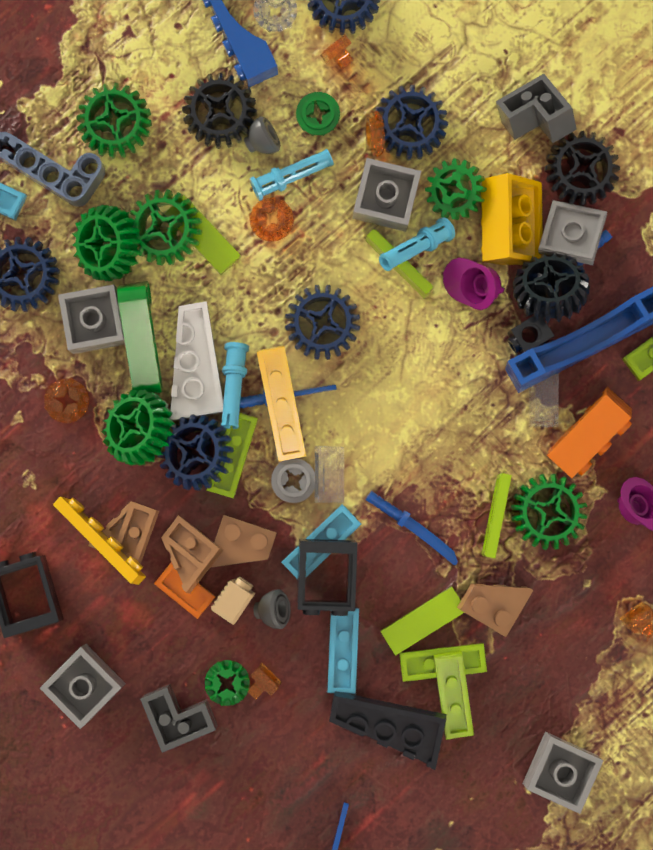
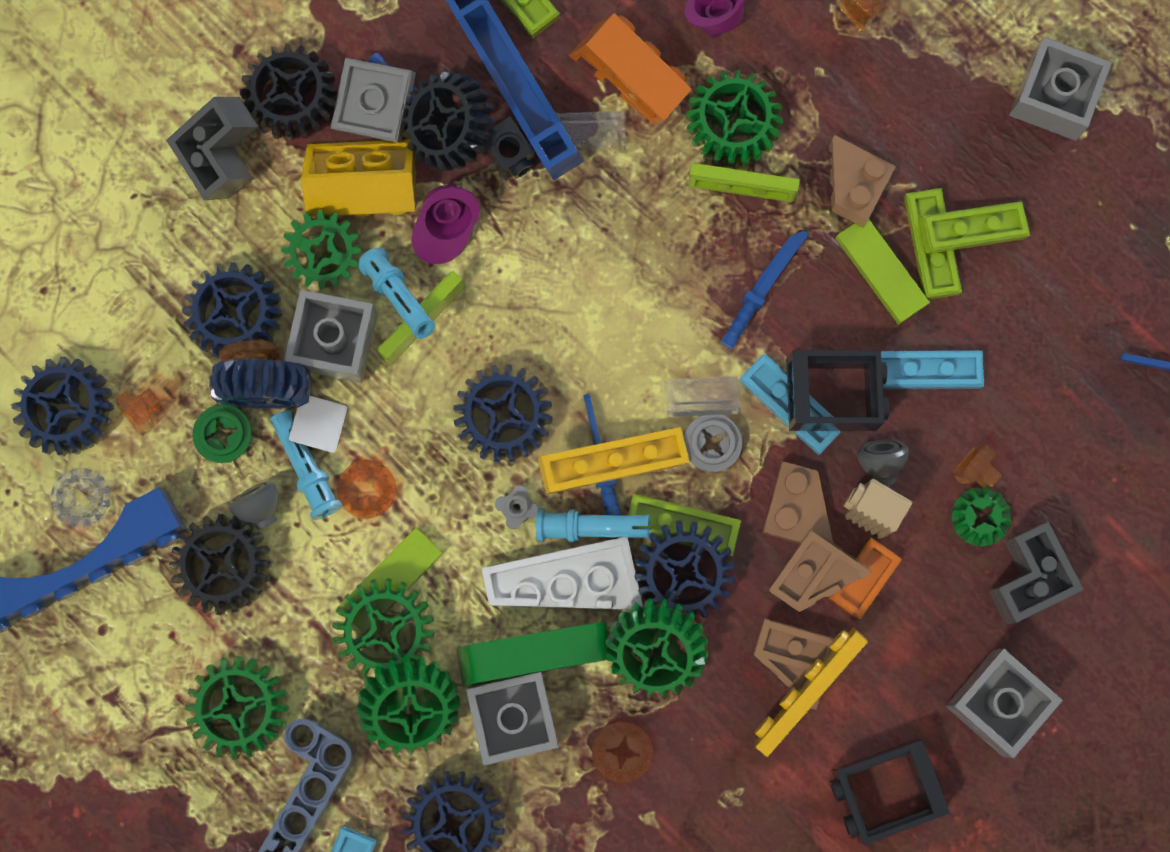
camera: 90 degrees left, 5 degrees down
(252, 322) = (520, 497): none -> light grey plate
(322, 184) = (318, 424): none -> white sticker
(350, 140) = (260, 384): none -> dark blue gear
(402, 727) = (1021, 286): black wing -> none

